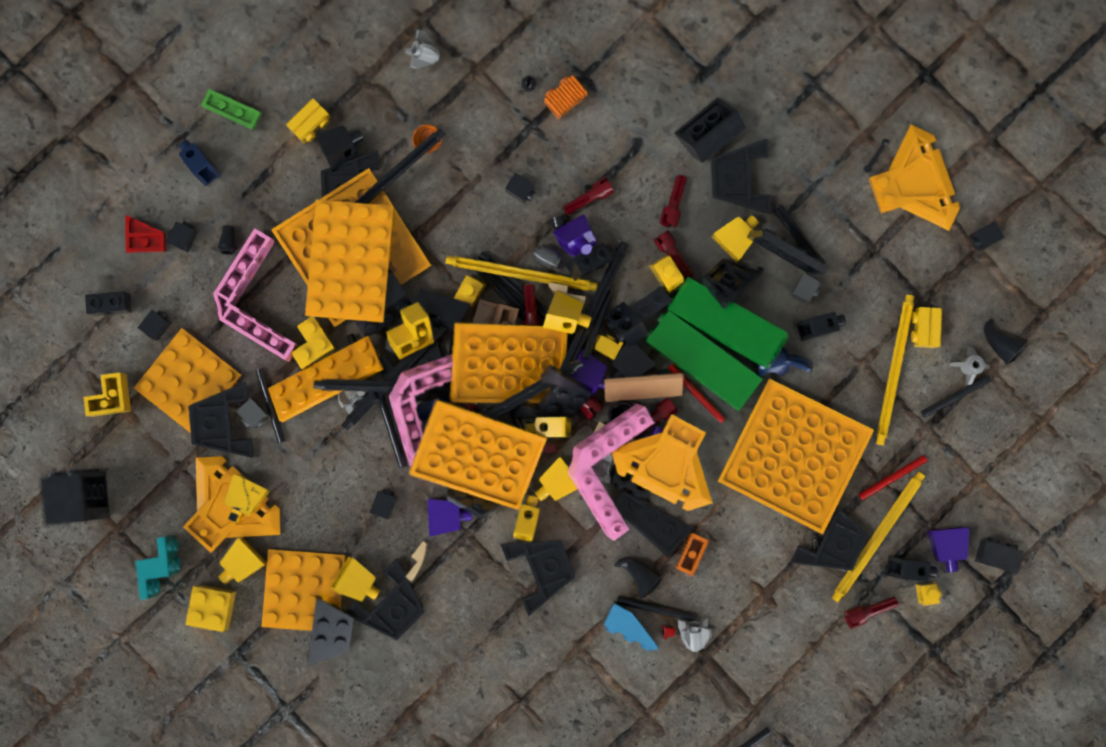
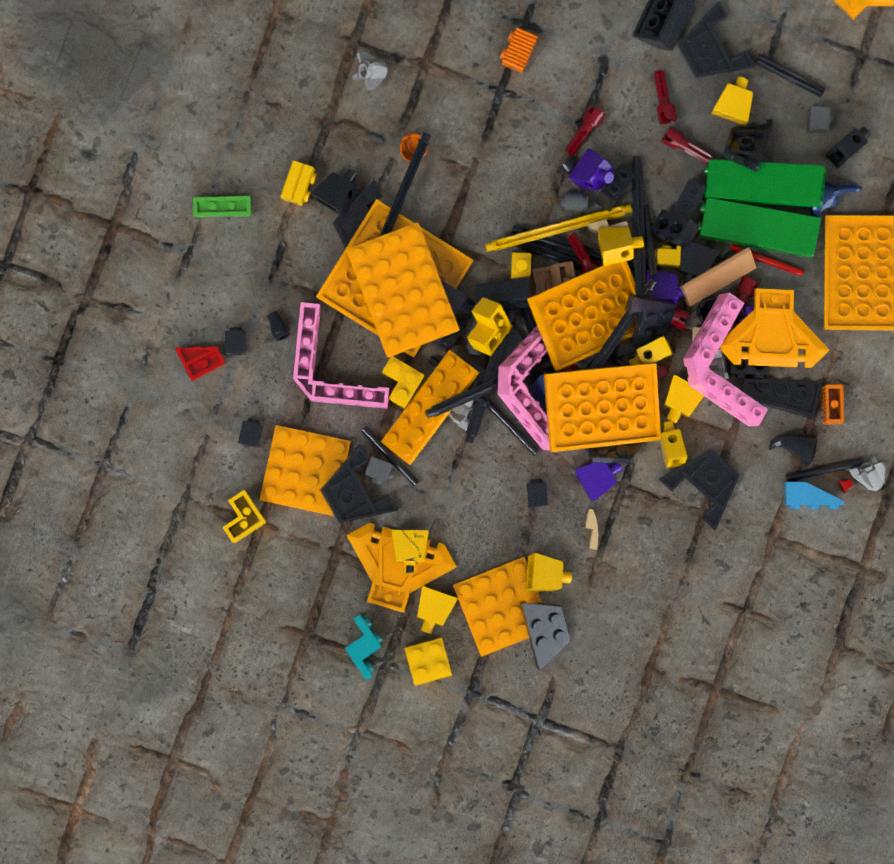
camera: 30 degrees left, 0 degrees up
(74, 496) = (262, 617): black brick -> none
(108, 303) = (199, 434): black brick -> none
(198, 162) = (217, 268): dark blue torso -> none
(396, 611) = (595, 582): black wing -> none
(520, 188) = (520, 152): black brick -> none
(532, 86) = (475, 54): black hinge -> none
(667, 274) = (688, 165): yellow torso -> none
(784, 249) = (783, 93): black plate -> none

